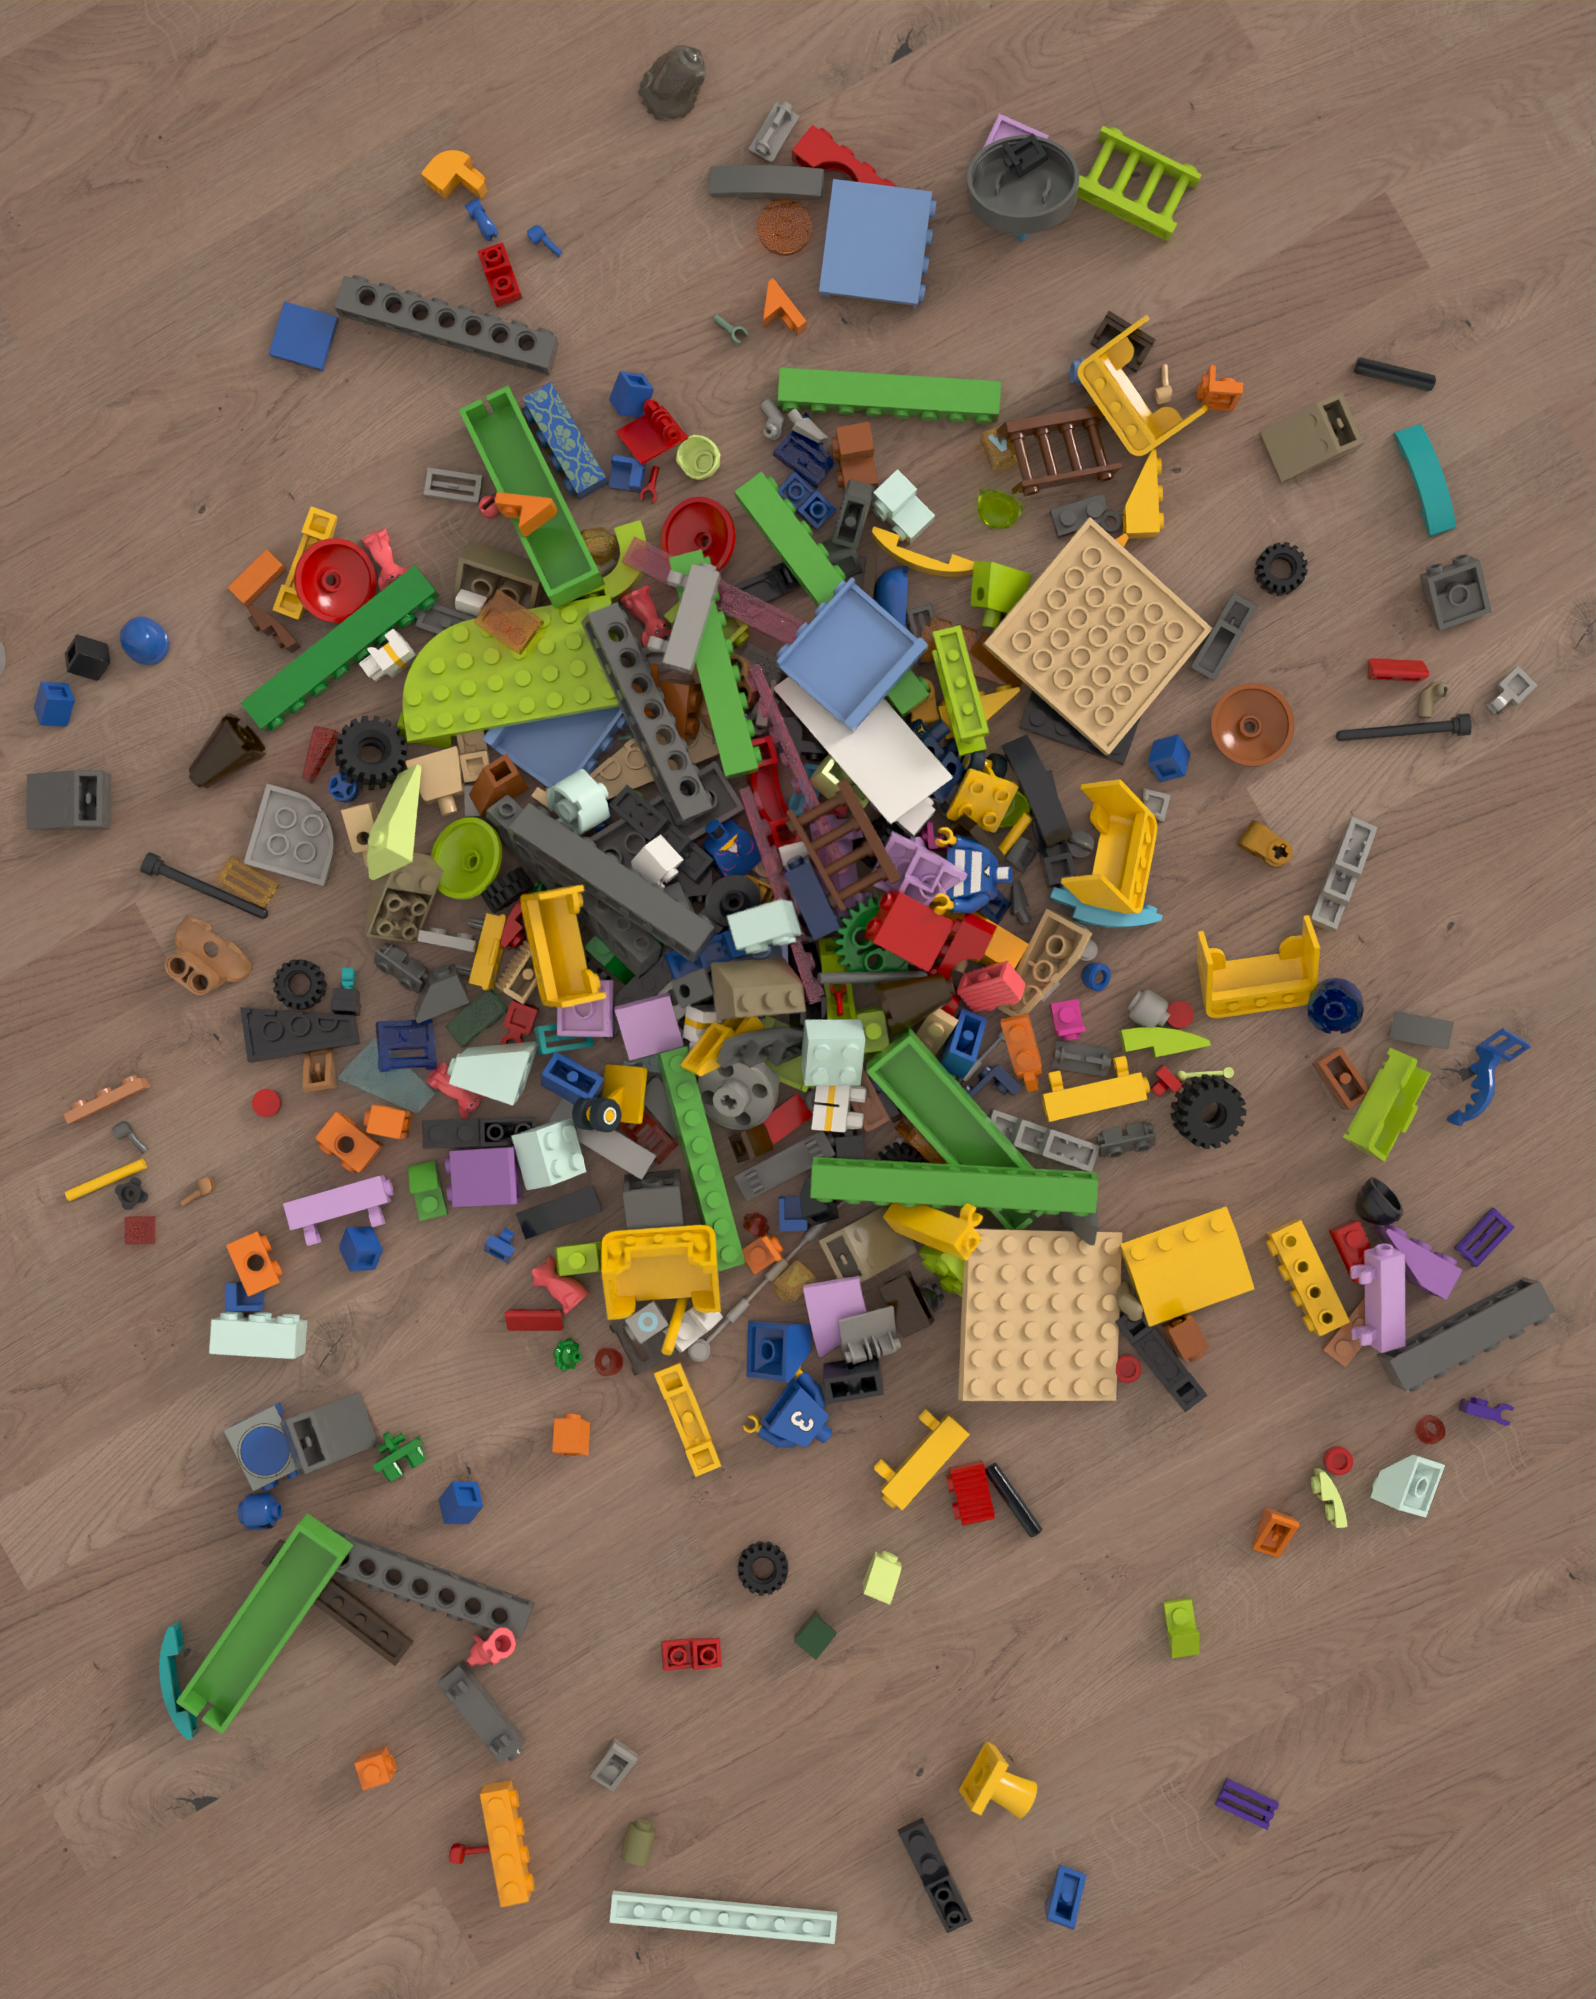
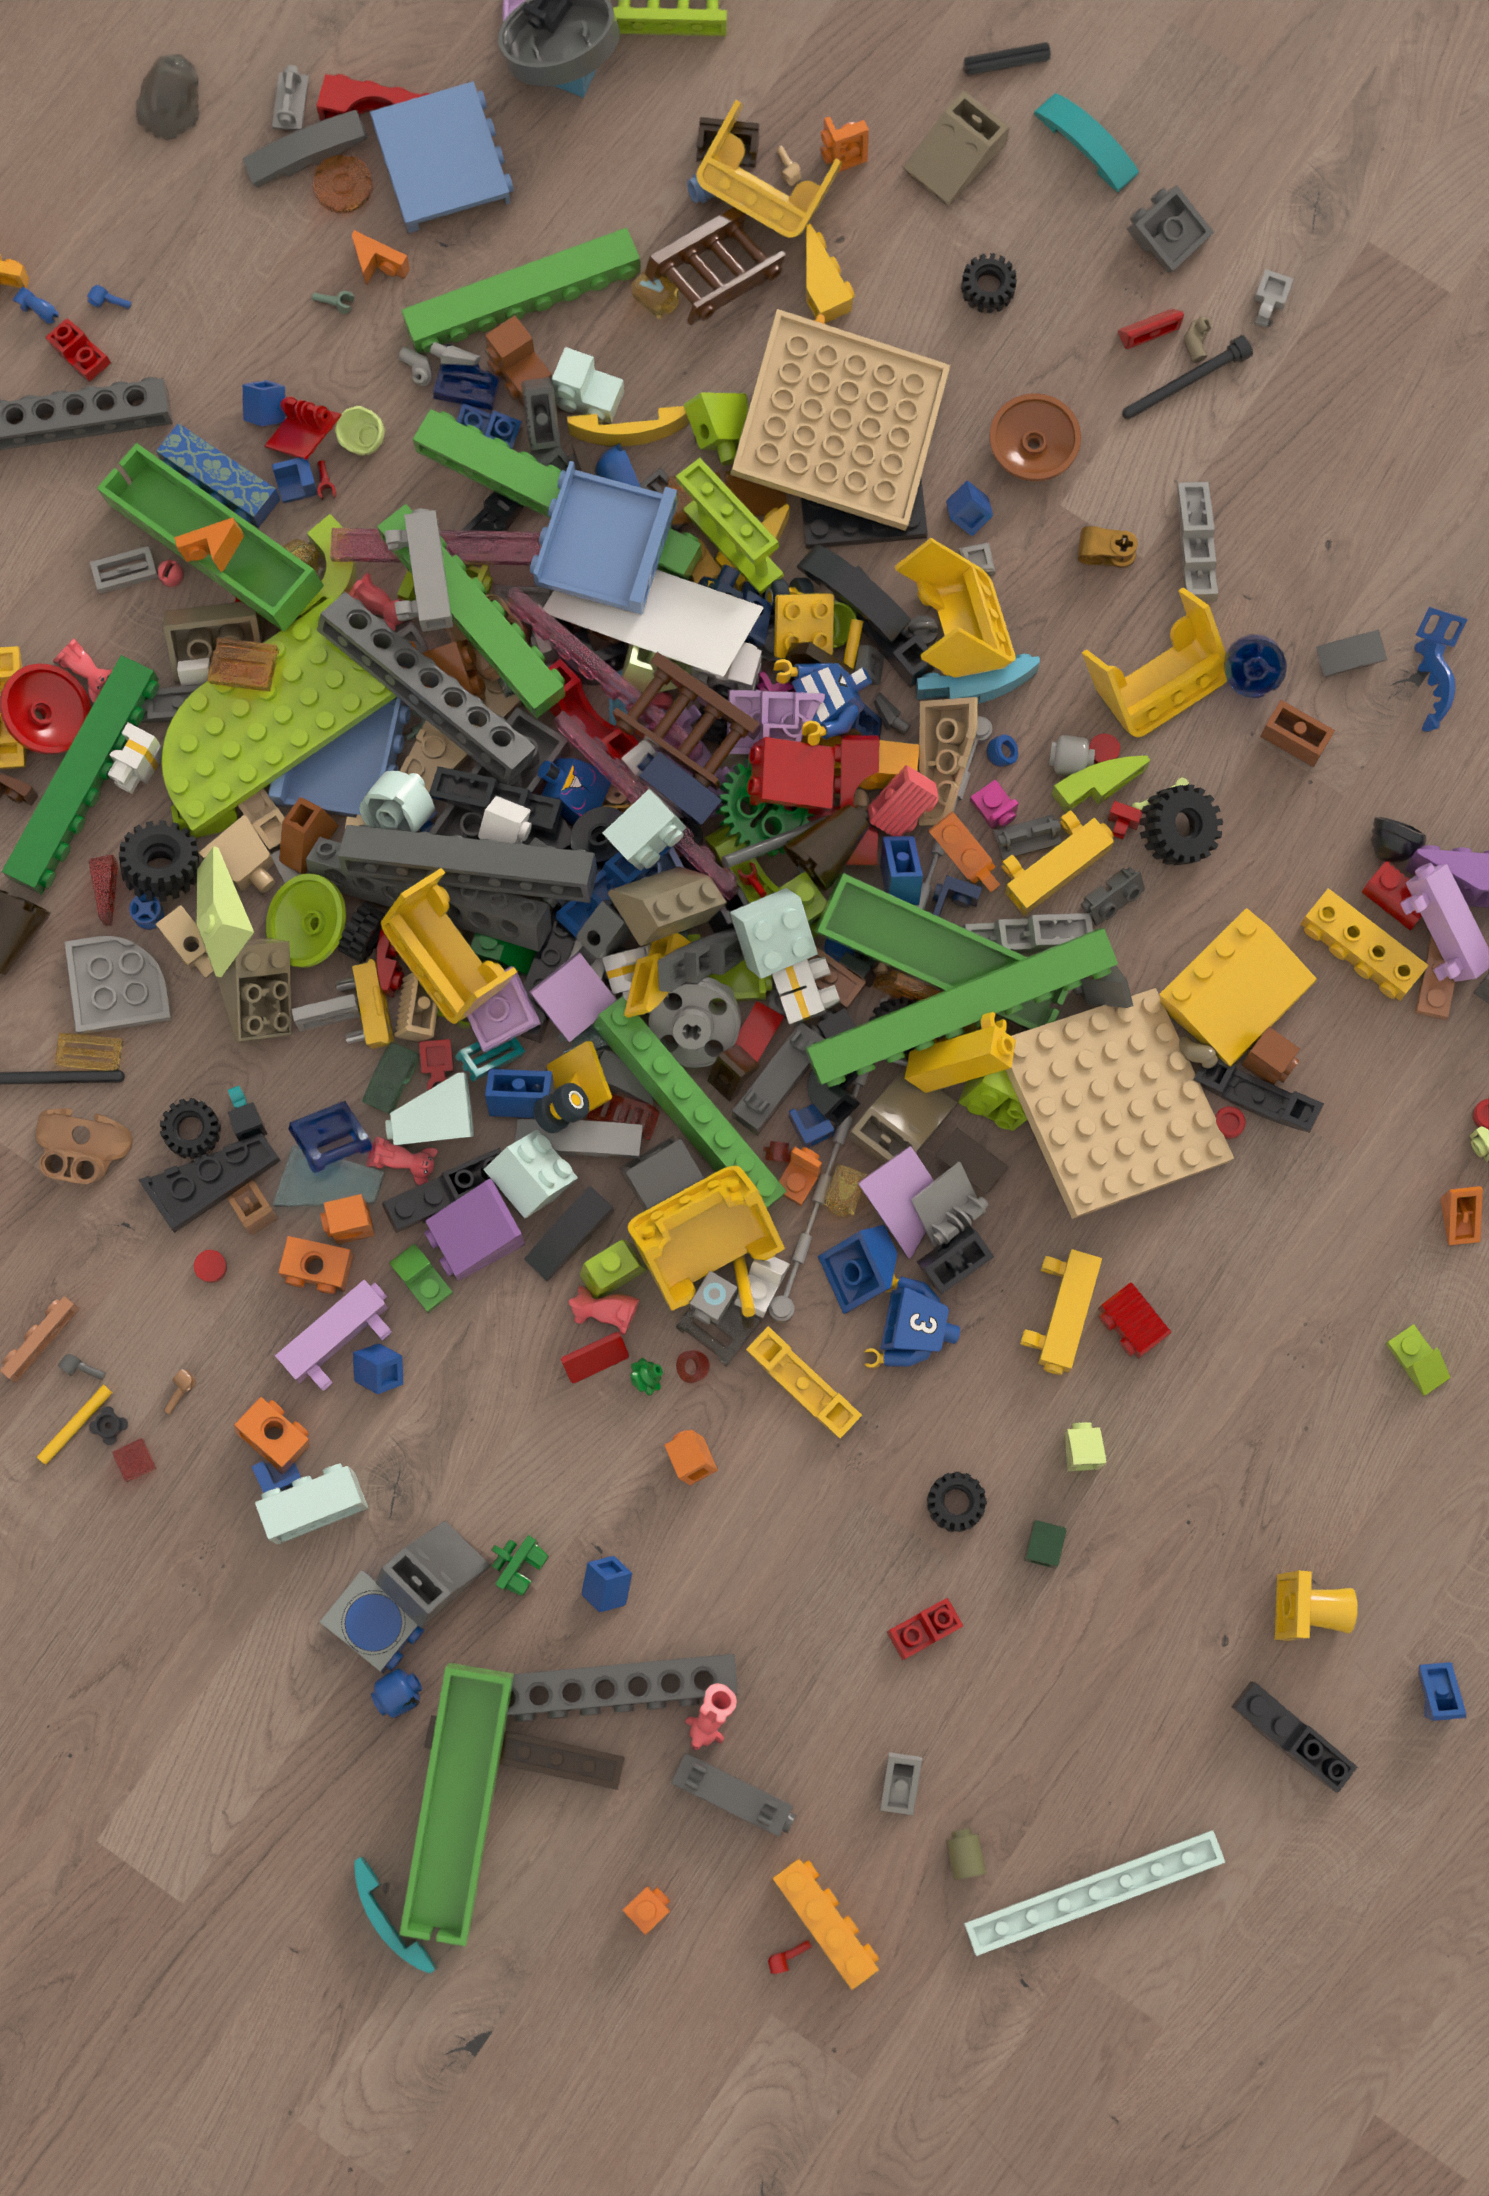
camera: 25 degrees left, 10 degrees down
(390, 961) = (274, 1062): dark grey hinge -> none
(441, 993) = (341, 1067): dark grey slope -> none
(500, 1246) = (524, 1298): blue tile -> none
(693, 523) = (390, 488): red dish -> none
(932, 1294) = (993, 1139): black plate -> none
(936, 1030) = (868, 864): tan plate -> none
(998, 508) = (682, 348): clear neon green piece -> none
(1013, 1500) = (1181, 1310): black axle -> none
(1070, 517) = (757, 326): dark grey hinge -> none
(1224, 635) = (965, 368): dark grey slope -> none
(1388, 1106) = (1356, 737): lime piece -> none

